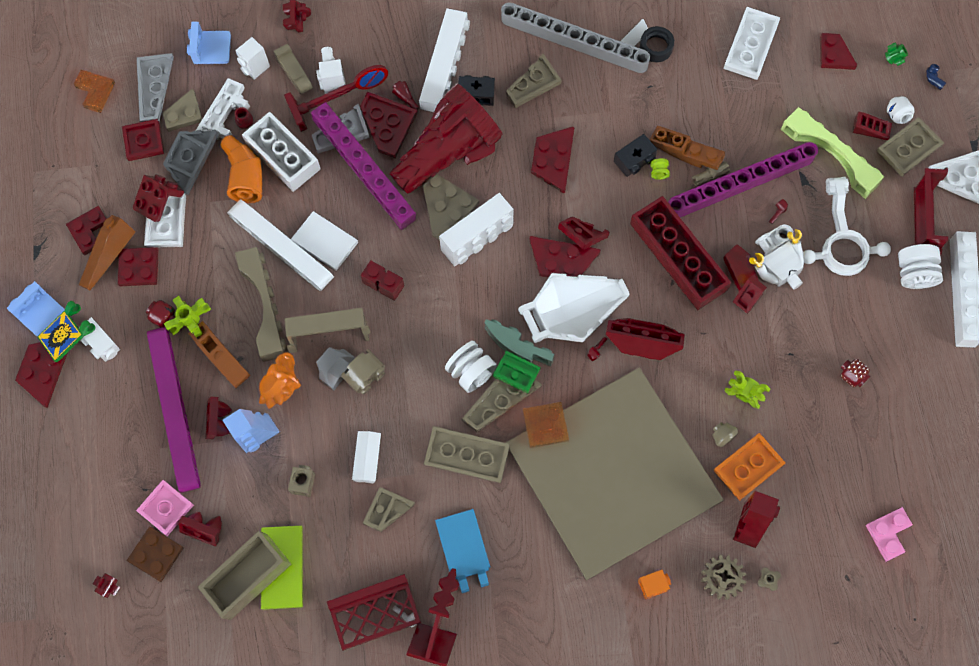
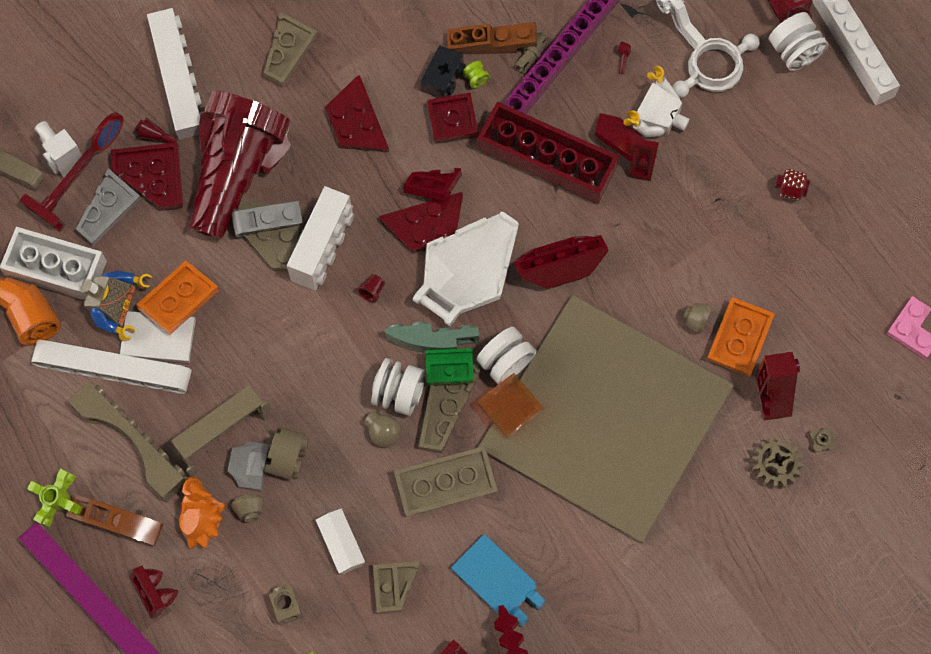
camera: 30 degrees left, 0 degrees up
(160, 312) = (21, 511): dark red head -> none
(250, 429) = (199, 580): light blue wedge -> none
(305, 196) = (110, 299): none -> torso
(316, 396) = (248, 507): none -> dark tan cone
(353, 219) = (177, 297): none -> orange plate
(363, 166) = (155, 233): magenta brick -> none
(389, 283) = (258, 343): dark red piece -> none
(443, 392) = (383, 429): none -> dark tan piece
(447, 195) = (266, 218): none -> light grey plate
(485, 87) = (237, 78): black brick -> none
(494, 285) = (371, 288): none -> dark red piece
(563, 385) = (506, 355): none -> white wheel
(593, 352) = (516, 304): dark red hand -> none
(624, 191) = (452, 117): none -> dark red plate
(654, 584) = (712, 507): orange brick -> none
(747, 389) = (695, 258): lime pin -> none
(772, 240) = (635, 91): white piece -> none

